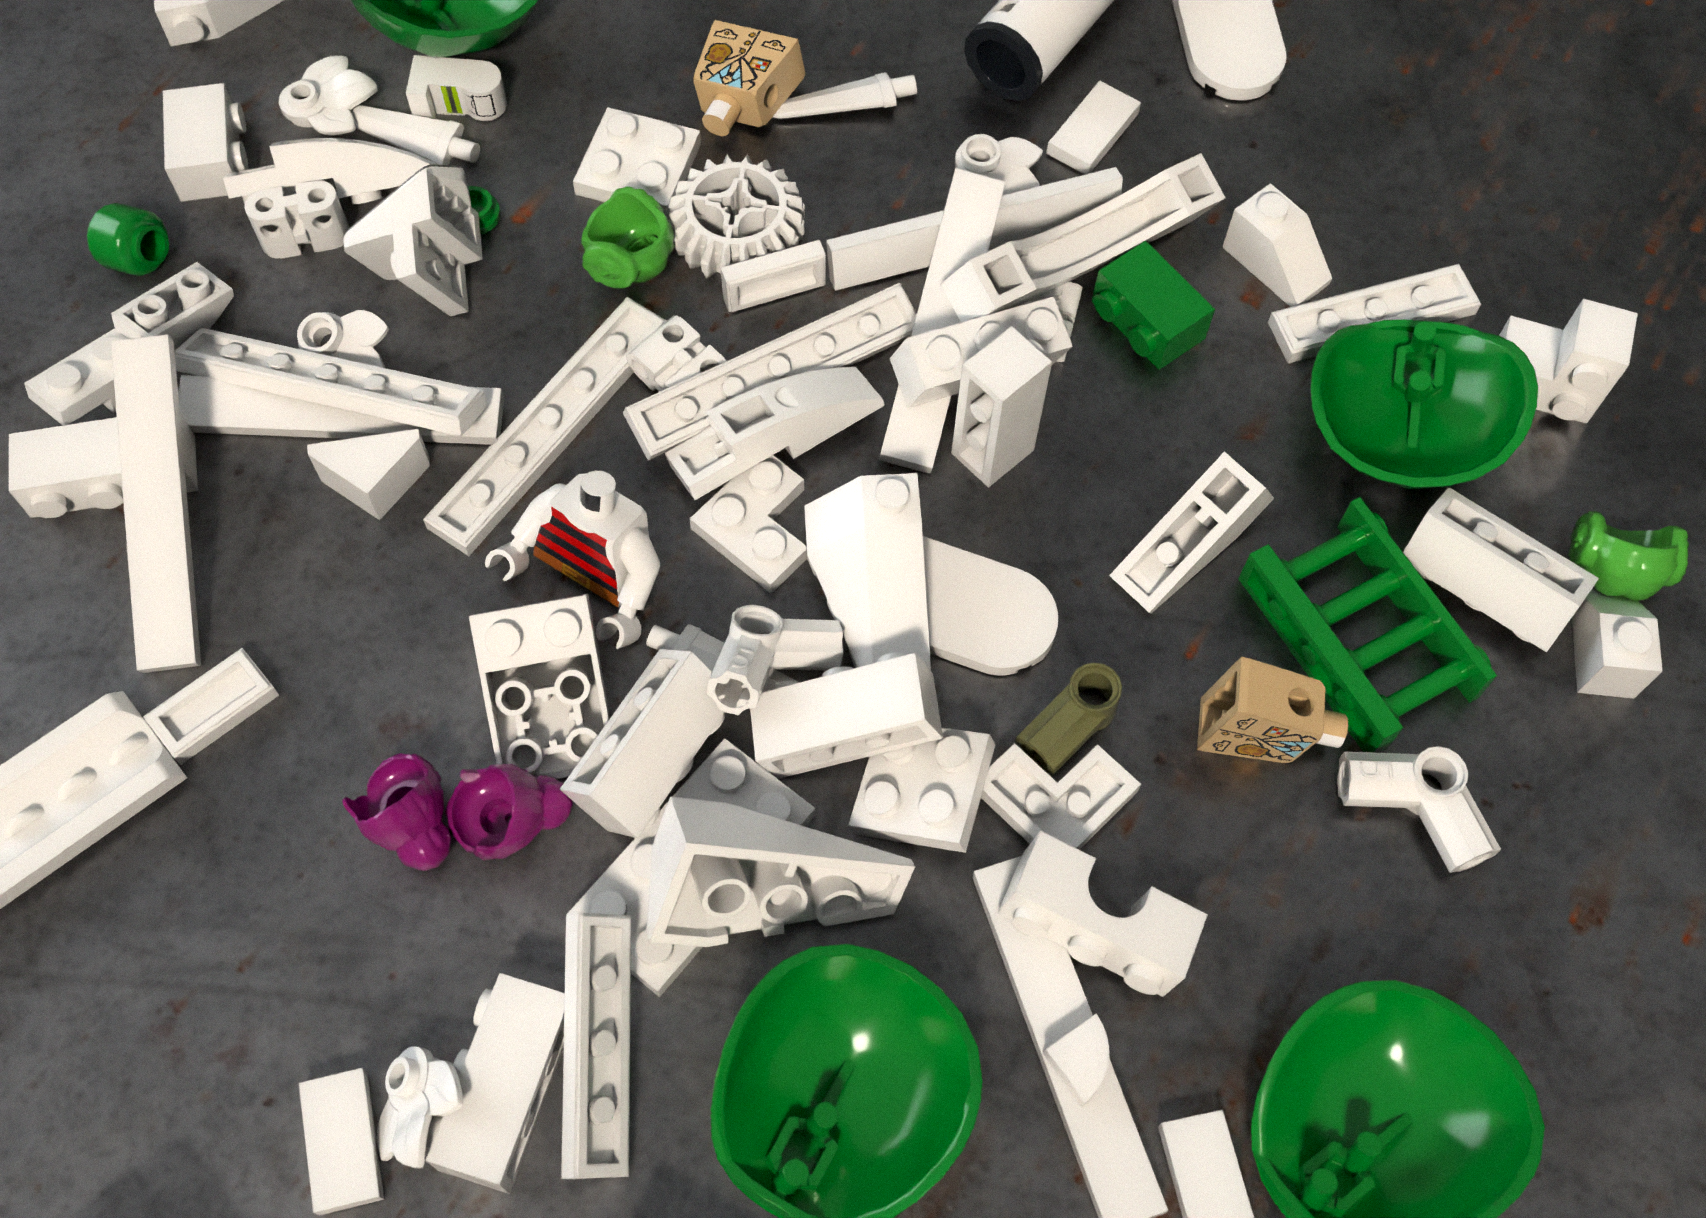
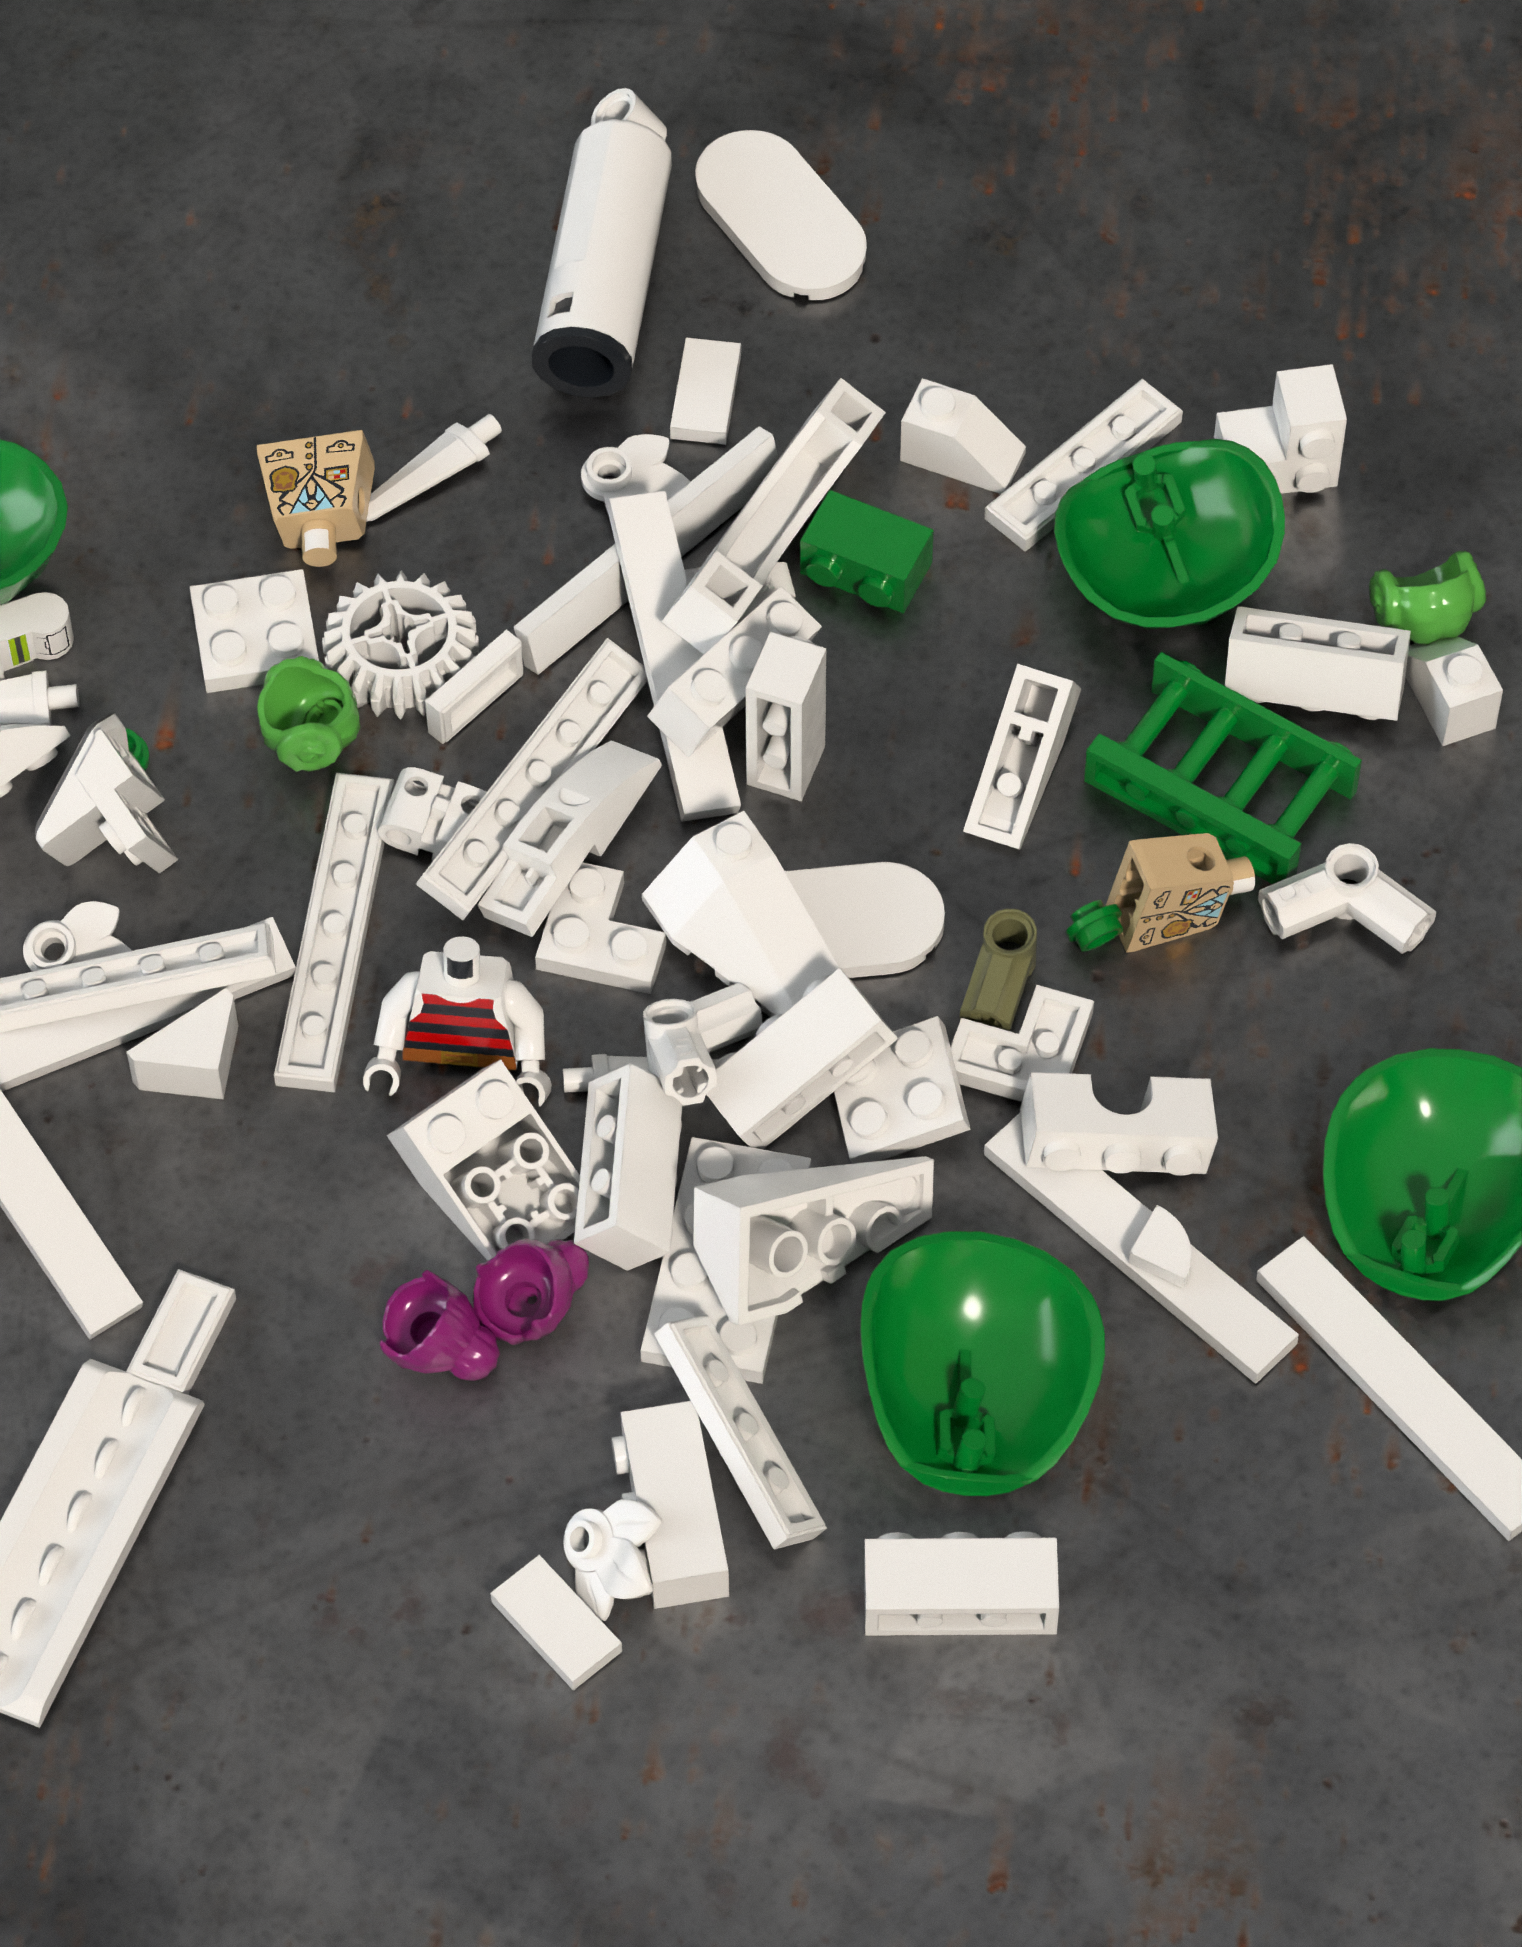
camera: 25 degrees left, 5 degrees down
(1178, 713) = (1094, 925): none -> green plate

